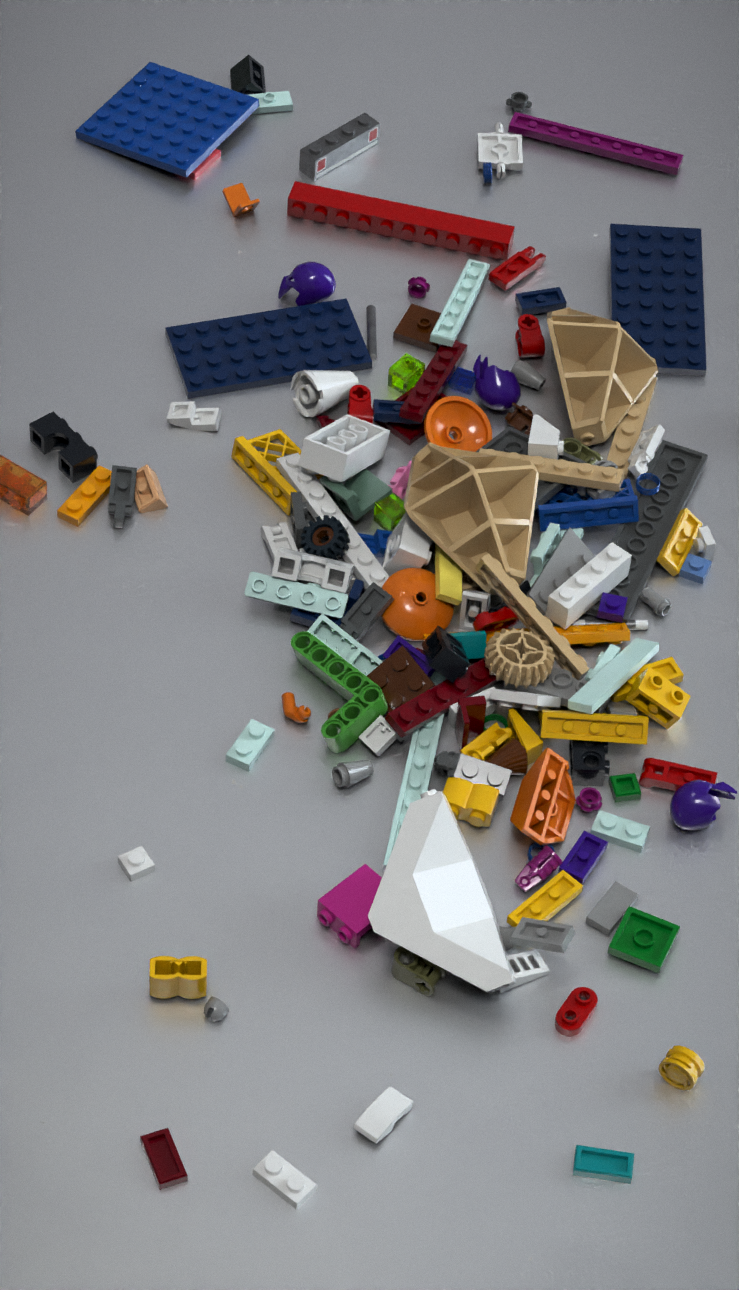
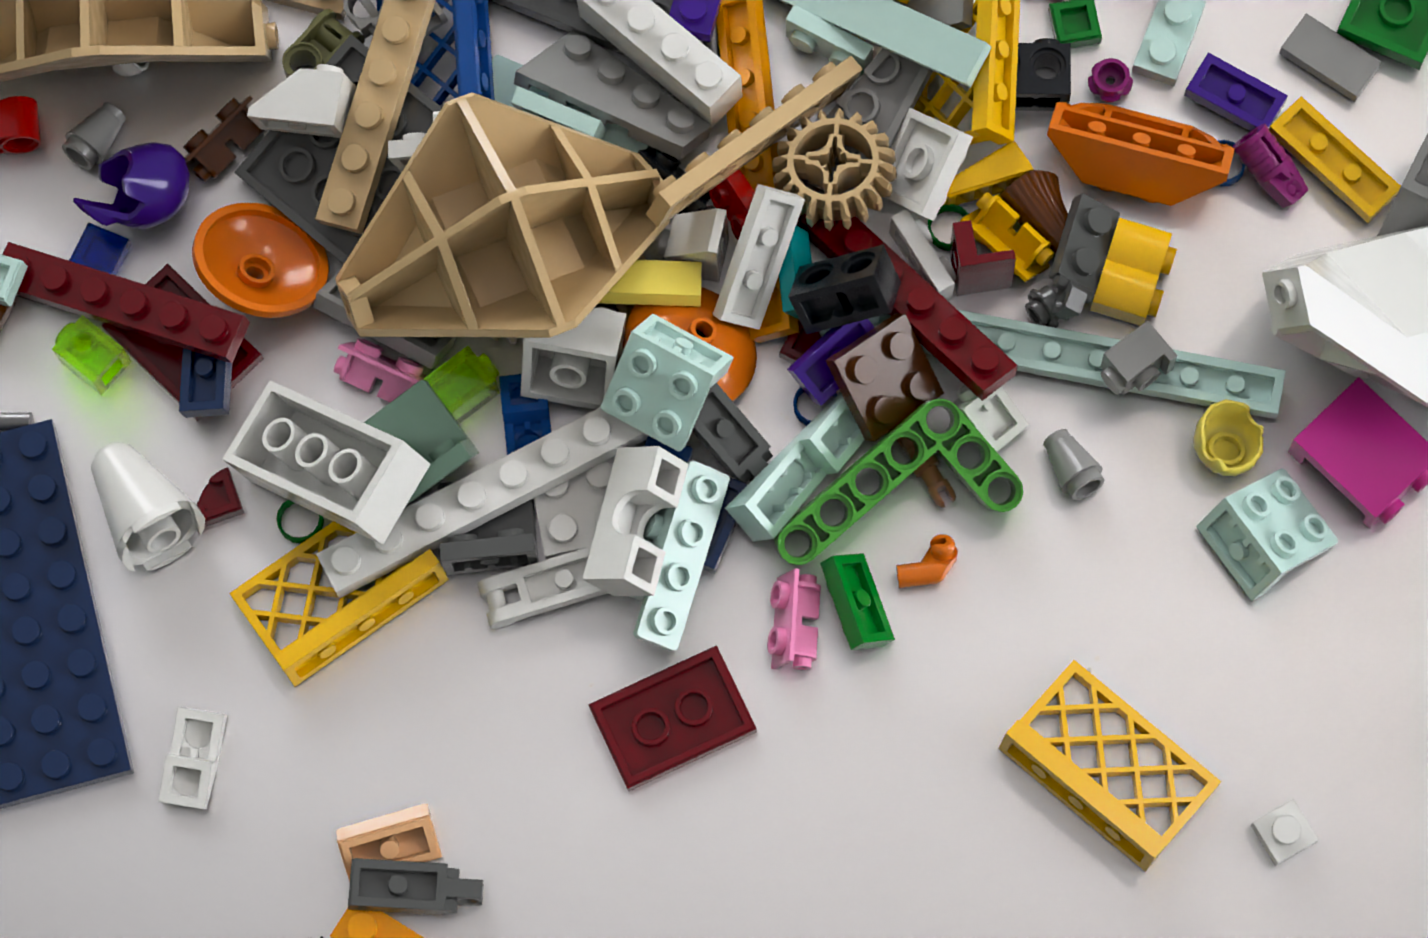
camera: 80 degrees left, 25 degrees up
(163, 765) = (1092, 799): none -> yellow fence
(210, 602) = (672, 718): none -> dark red tile
(250, 745) = (1010, 641): light aqua plate -> none
(253, 647) = (793, 599): none -> bright pink hinge
(272, 674) = (857, 601): none -> green plate
(315, 862) = (1266, 532): none -> light aqua bracket
(327, 527) = (553, 476): black bush -> none
(360, 403) = (192, 443): red piece -> none
(367, 839) = (1228, 438): none -> light yellow hair
(396, 571) = (664, 381): none -> light aqua bracket
(408, 786) = (1137, 360): none -> light grey brick
(463, 617) = (758, 257): none -> white plate

